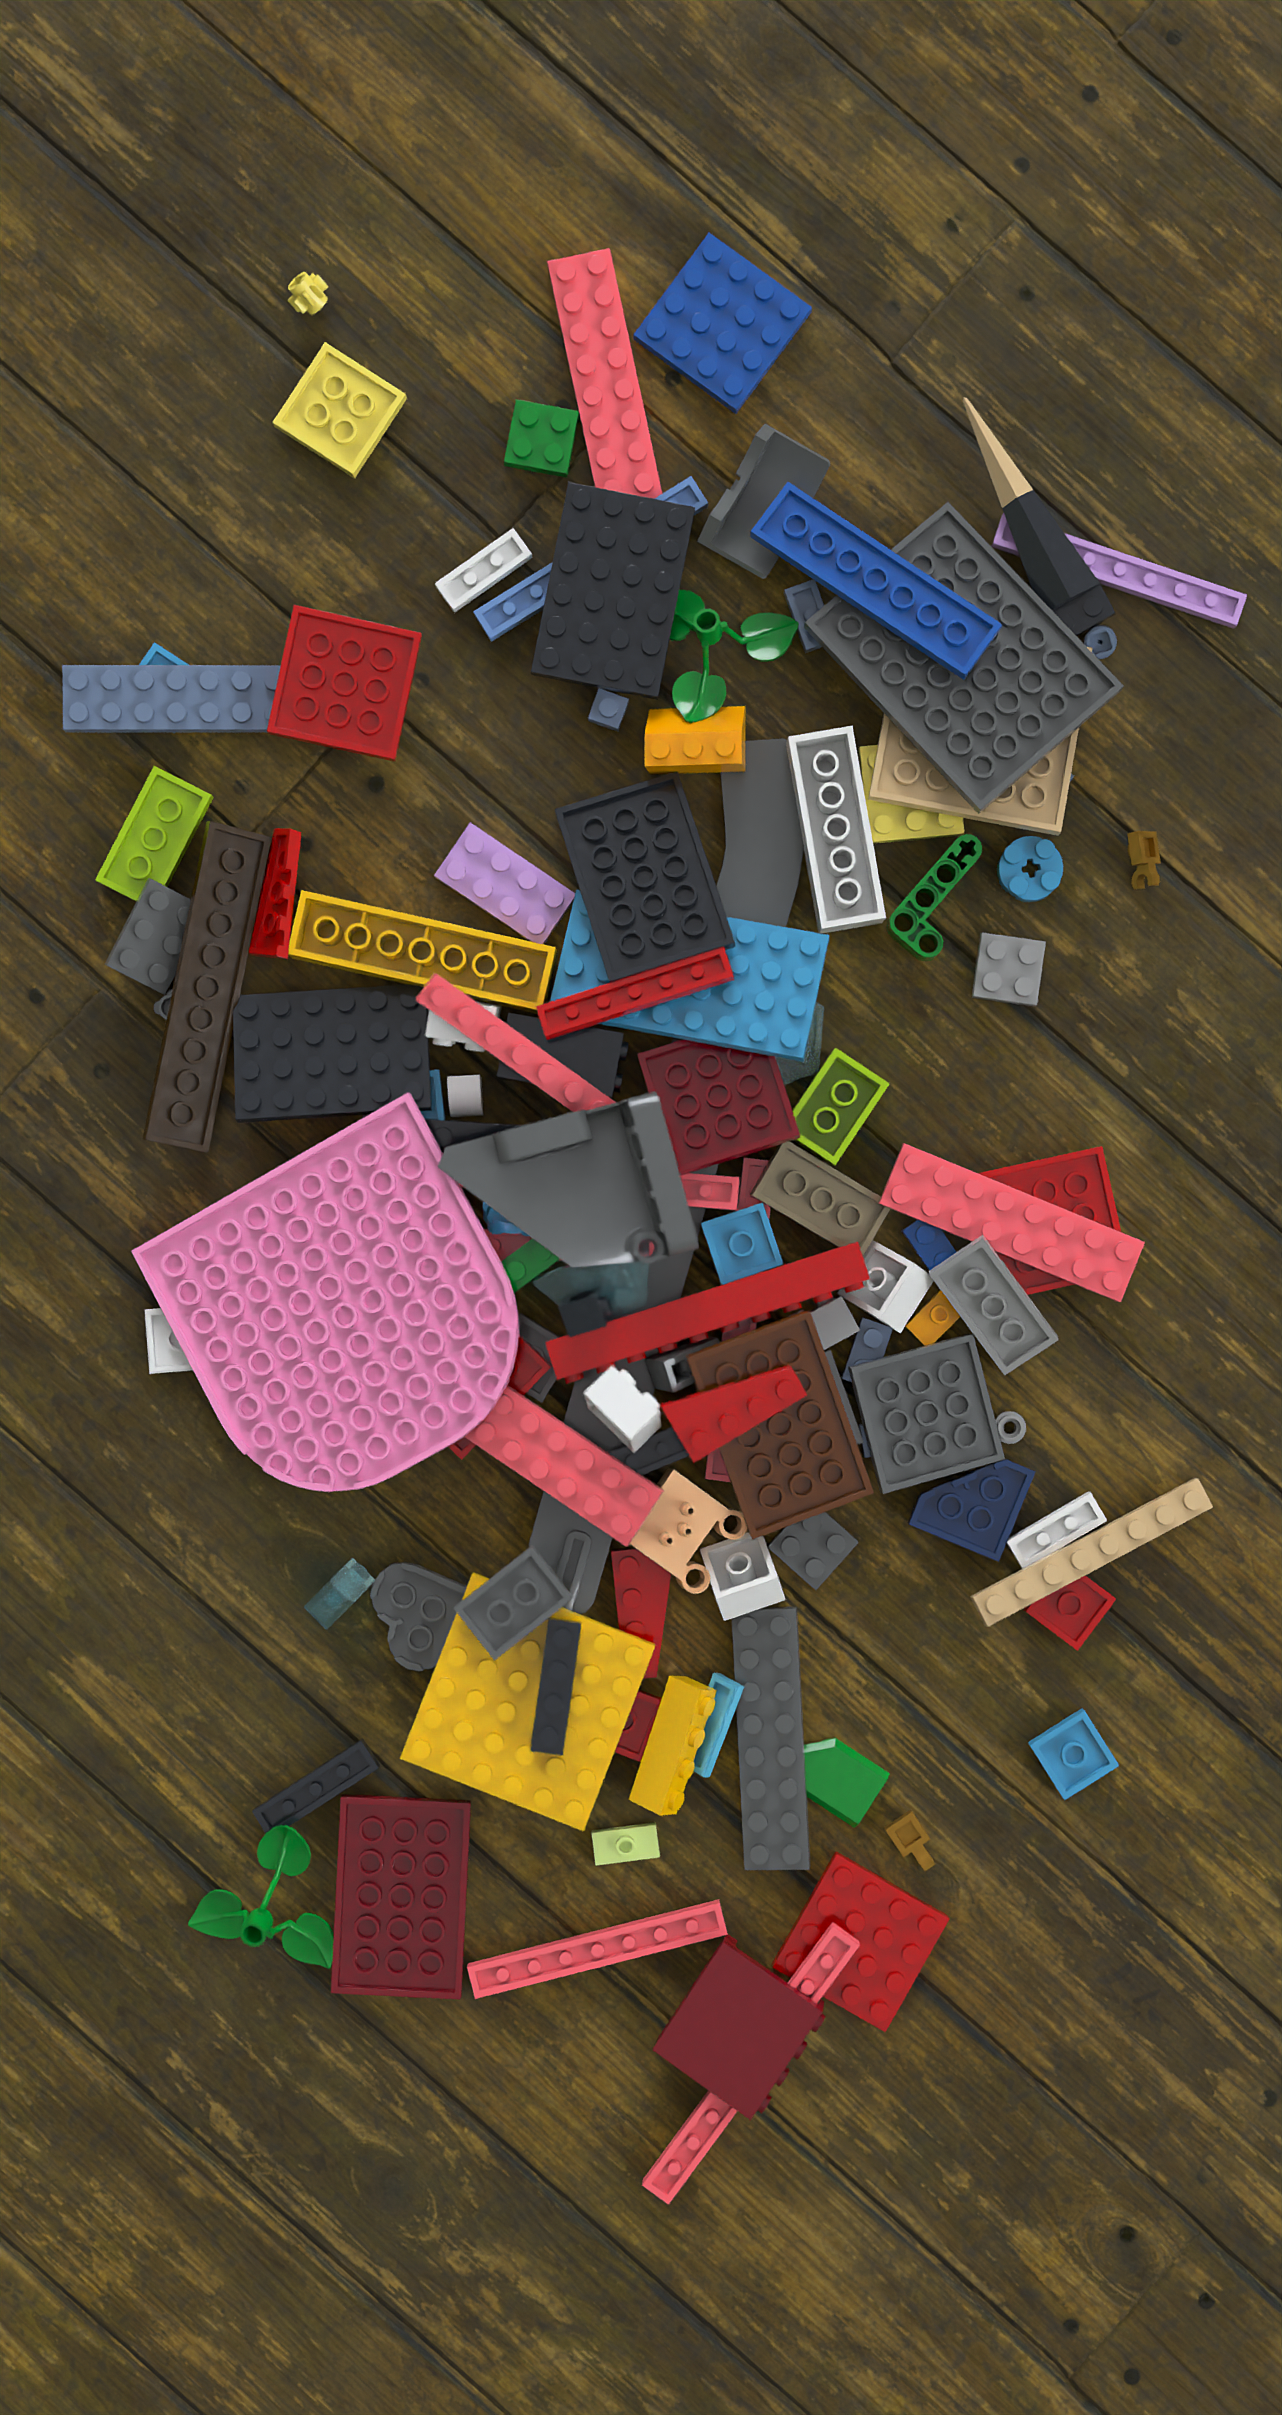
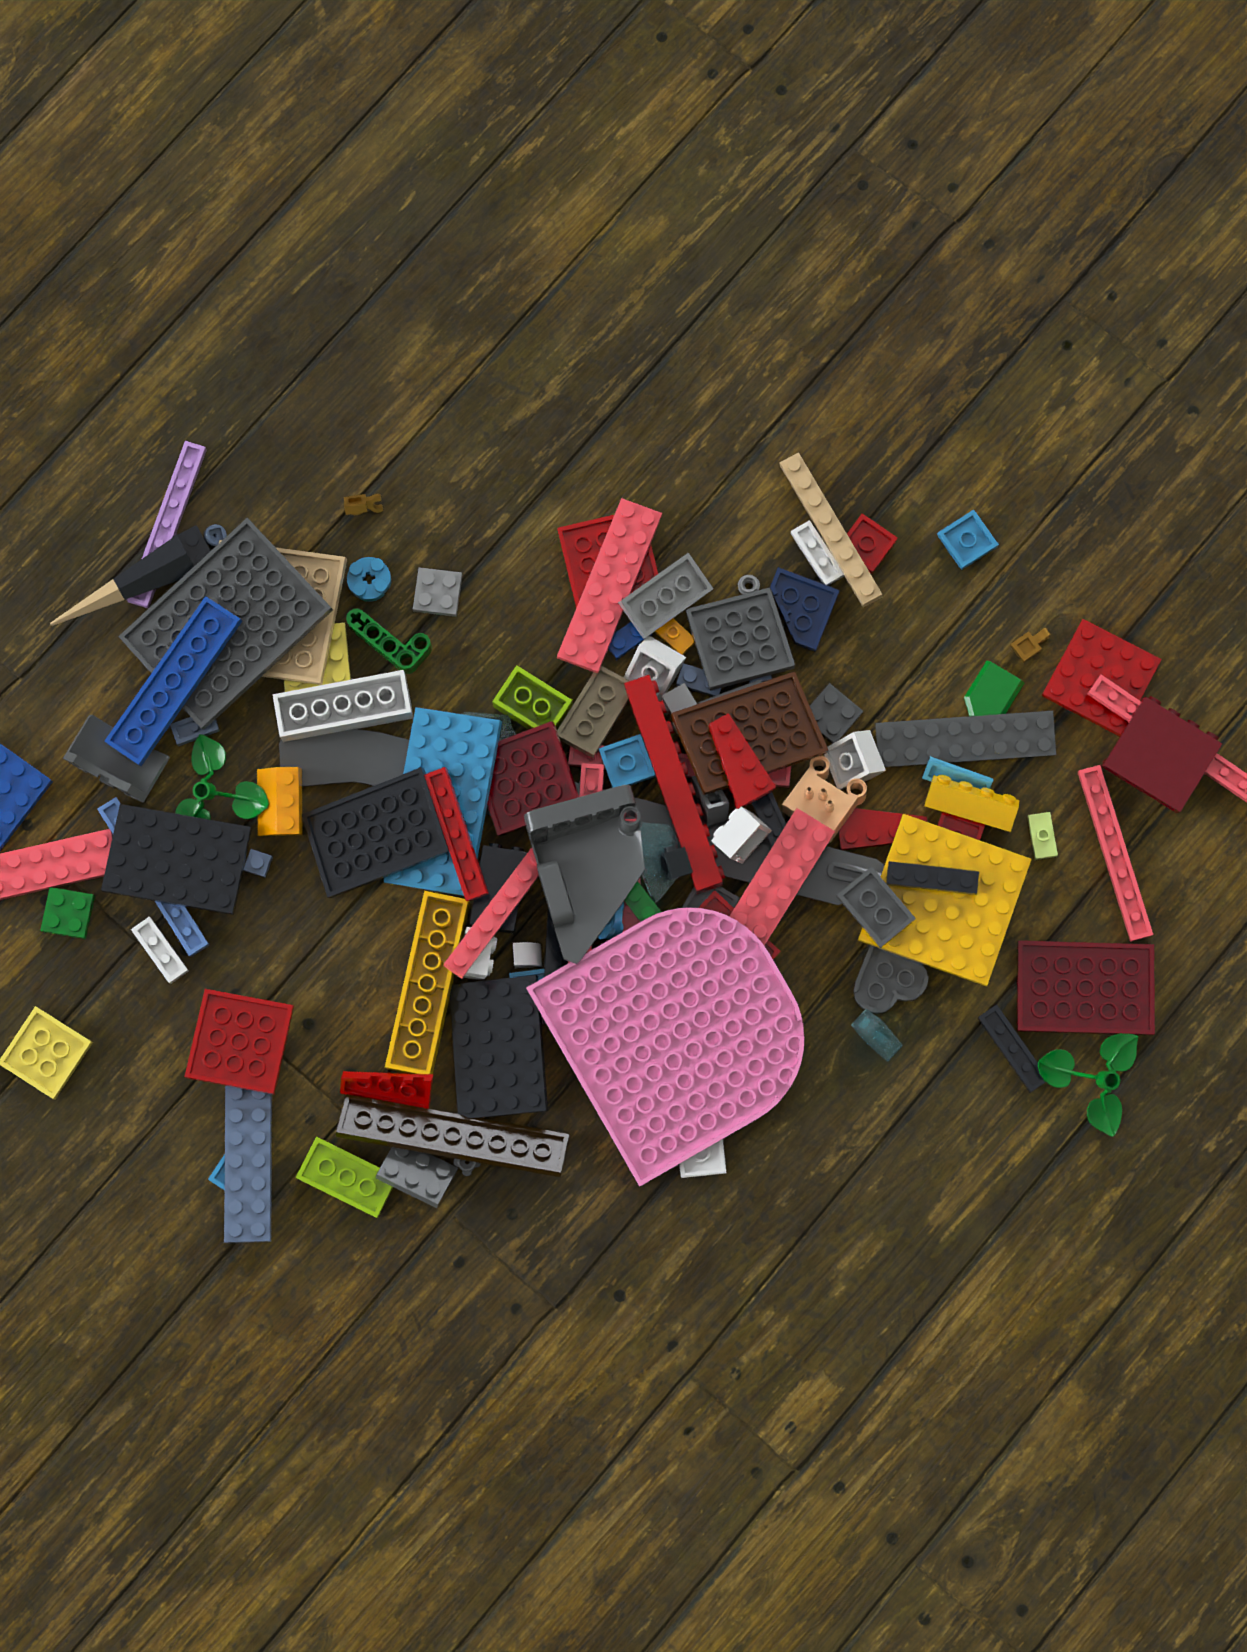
camera: 85 degrees left, 10 degrees down
(505, 885) = (380, 931): lavender plate -> none

